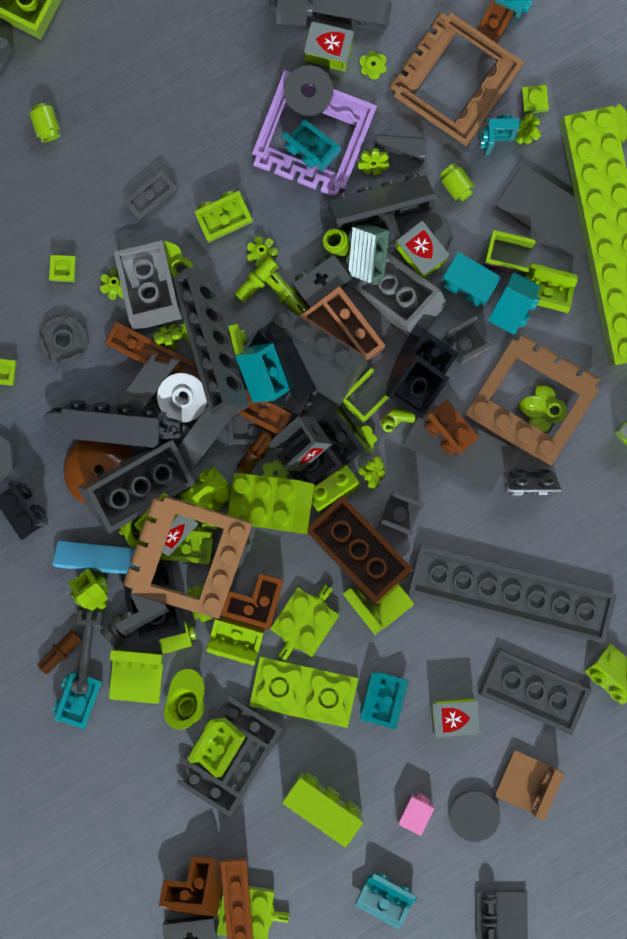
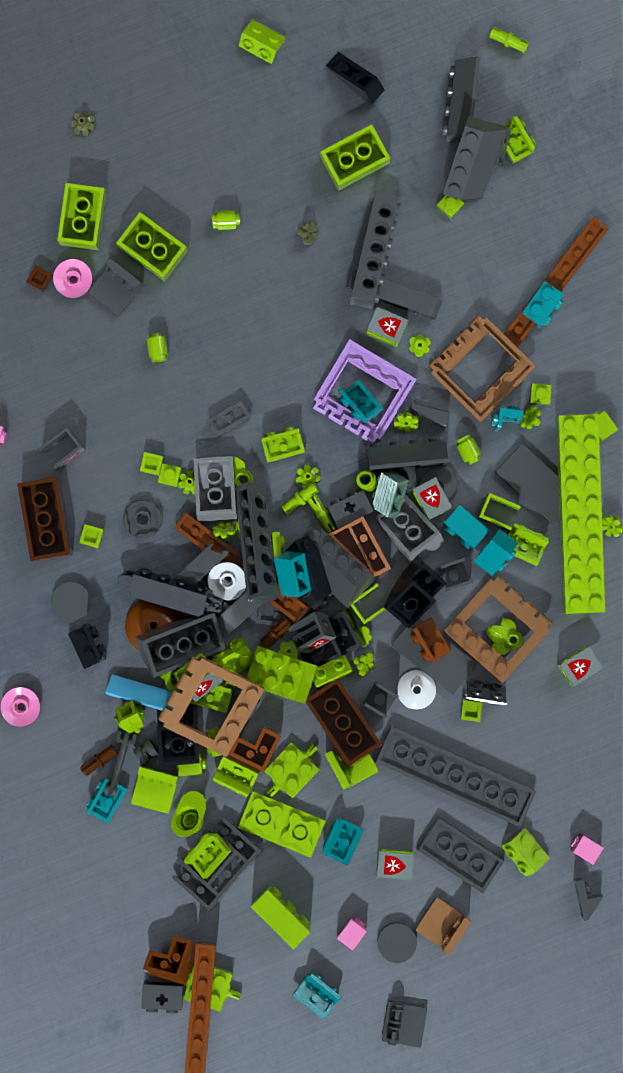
camera: 10 degrees right, 0 degrees up
(88, 279) = (169, 475): none -> lime plate
(148, 611) = (173, 742): dark grey slope -> none
(308, 76) = (365, 347): dark grey tile -> none
(394, 417) = (389, 623): lime arm -> none
(430, 494) = (408, 682): none -> white dish
(517, 508) = (471, 710): none -> lime plate

